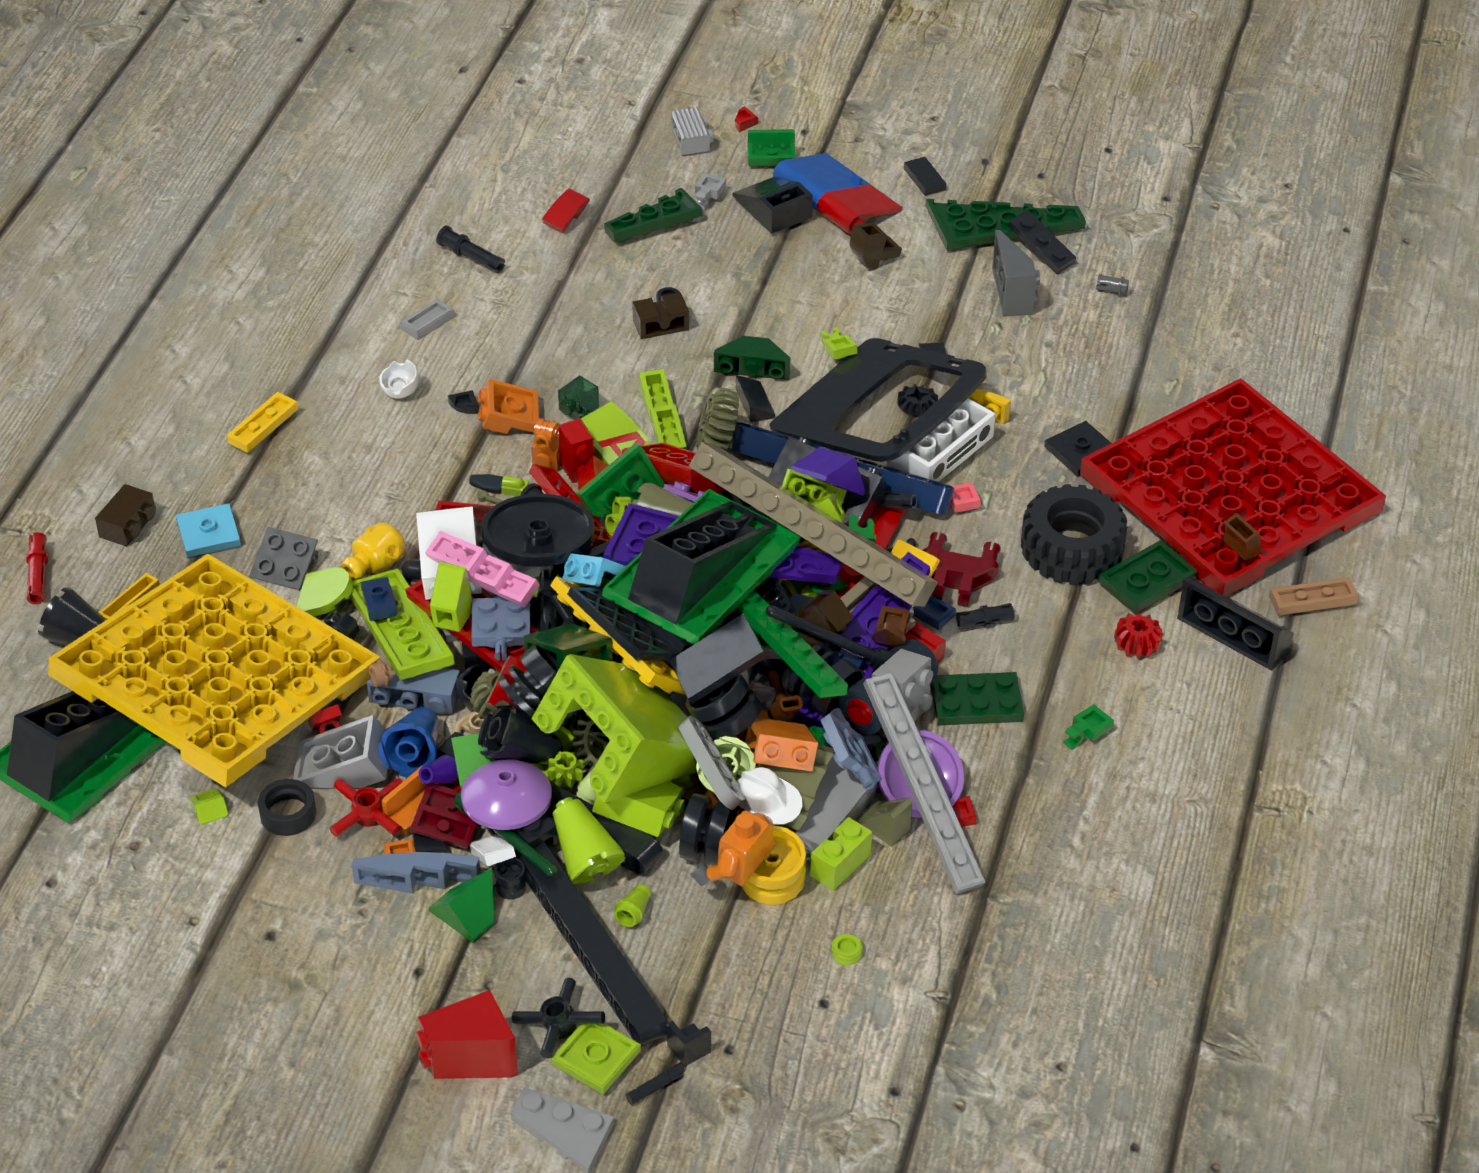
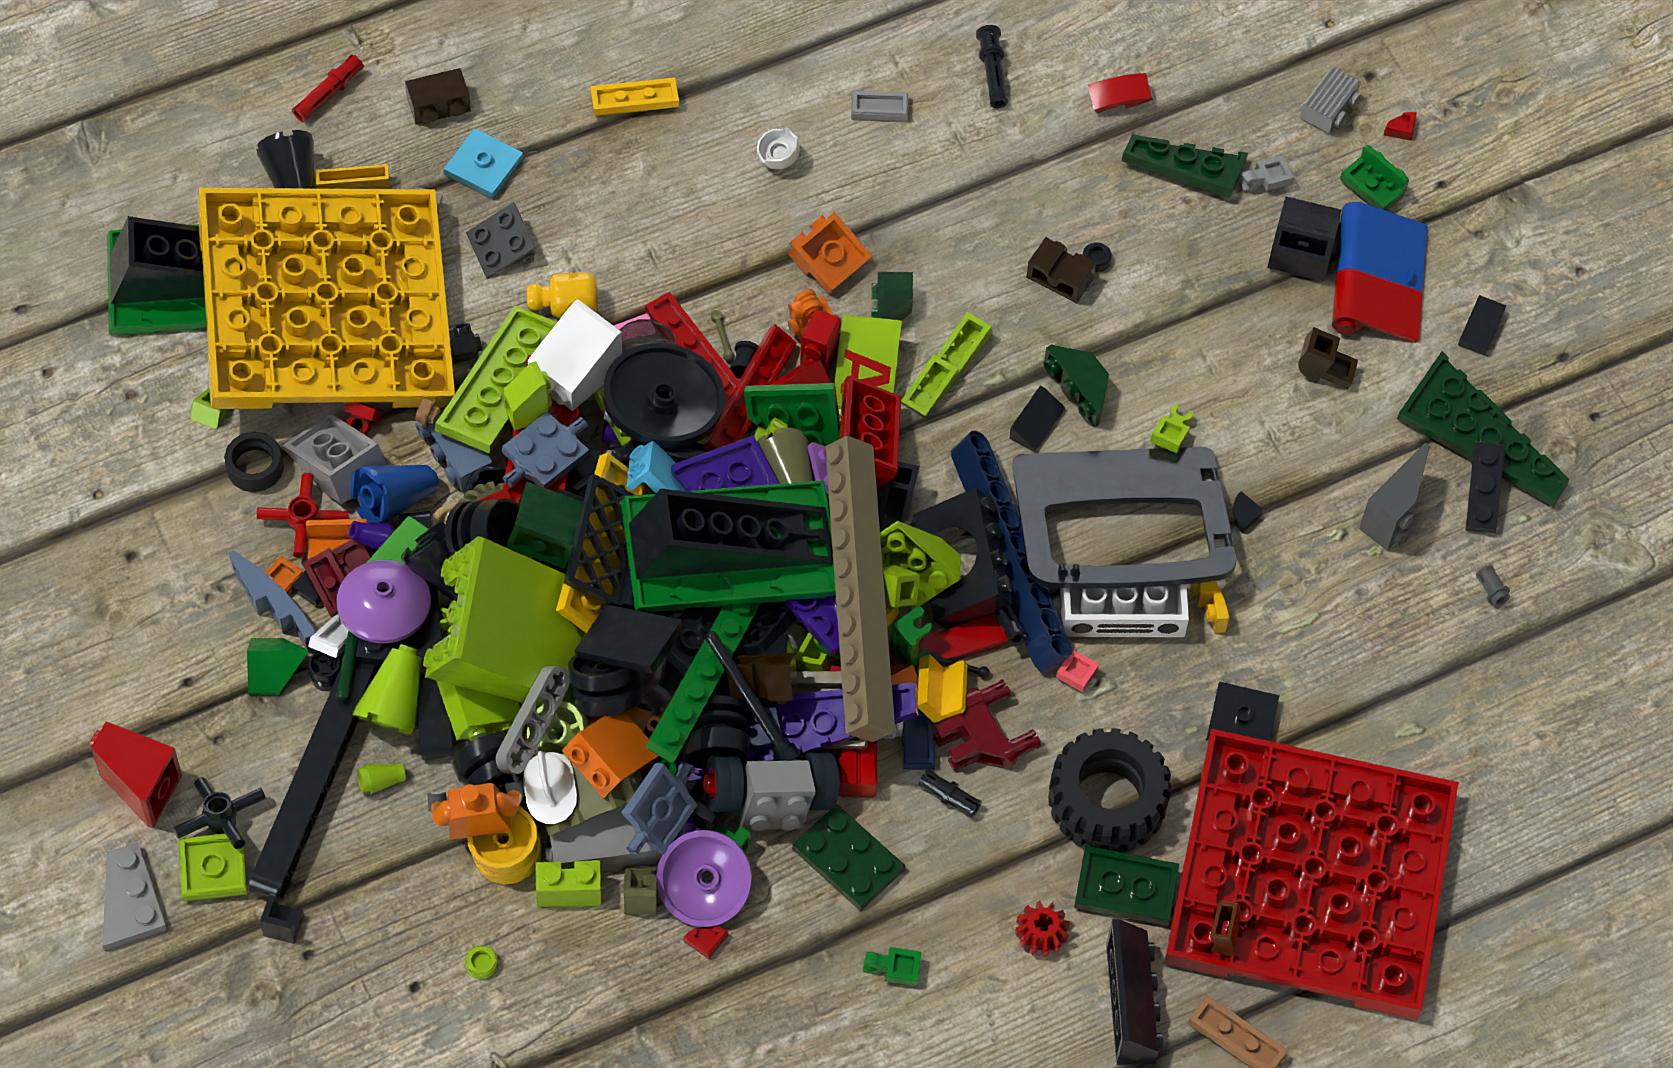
camera: 45 degrees right, 15 degrees up
(324, 590) = (491, 298): lime tile -> none
(378, 598) = (509, 343): dark blue plate -> none
(464, 402) = (808, 213): black tile -> none
(484, 569) = (570, 394): bright pink slope -> none
(507, 485) = (740, 315): piece -> none
(655, 1083) = (226, 929): black wheel -> none
(718, 418) = (957, 418): olive gear -> none
(832, 468) = (949, 550): dark purple slope -> none
(891, 626) = (826, 734): reddish brown tile -> none
(908, 403) = (1155, 541): black gear -> none
(924, 783) = (684, 888): light grey tile -> none

